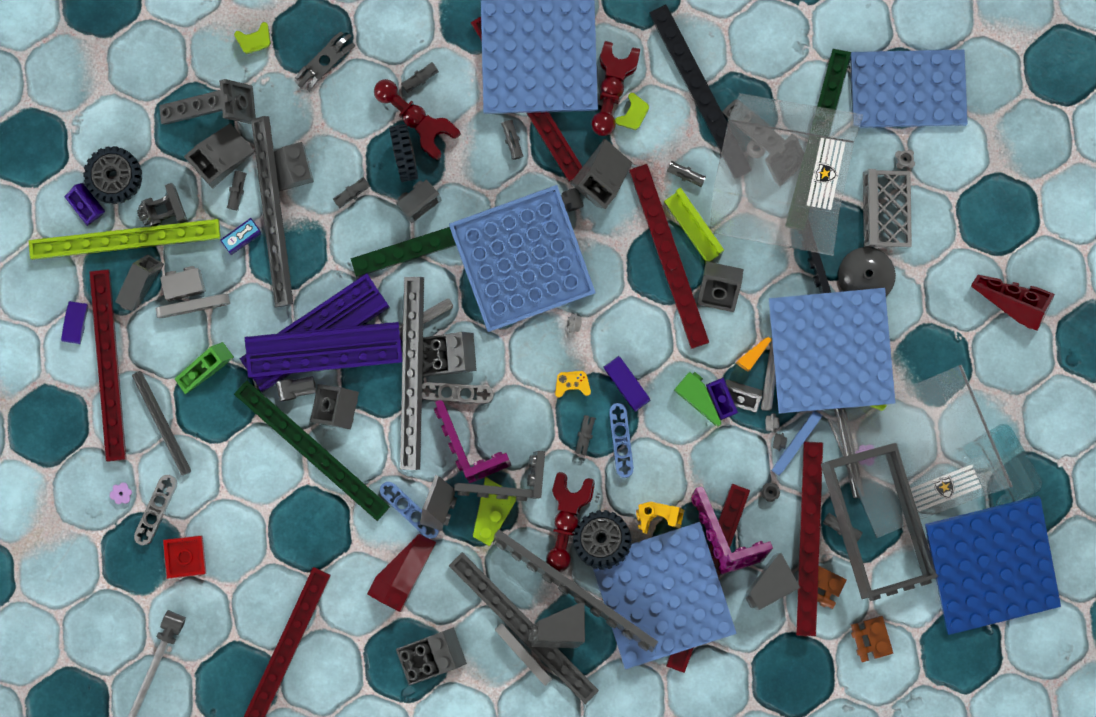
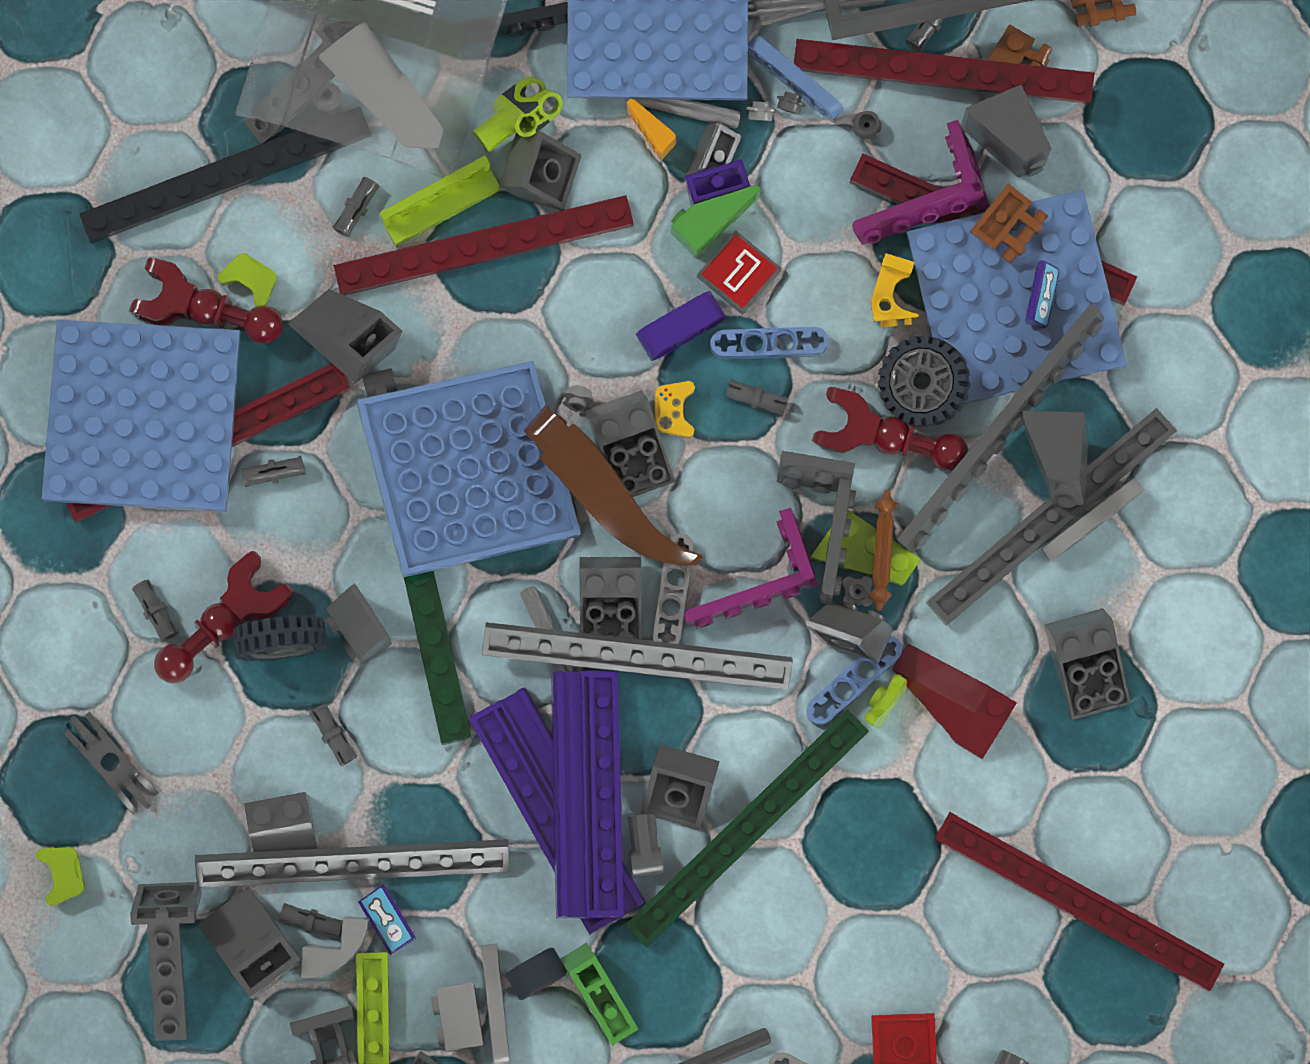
camera: 90 degrees left, 5 degrees down
(211, 328) = (536, 973): none -> black wheel
(213, 201) = (323, 960): none -> light grey brick
(396, 528) = (884, 700): none -> lime piece
(469, 512) = (863, 585): none -> light grey plate
(491, 521) = (883, 550): none -> dark orange wheel
(515, 339) = (600, 489): none -> reddish brown animal
(547, 358) = (631, 442): none -> dark grey slope
(663, 611) = (1042, 294): none -> slope
(665, 418) = (739, 272): none -> red tile
(712, 582) = (1001, 218): none -> dark orange plate
(754, 179) = (379, 84): none -> light grey panel
(754, 268) = (517, 114): none -> lime connector

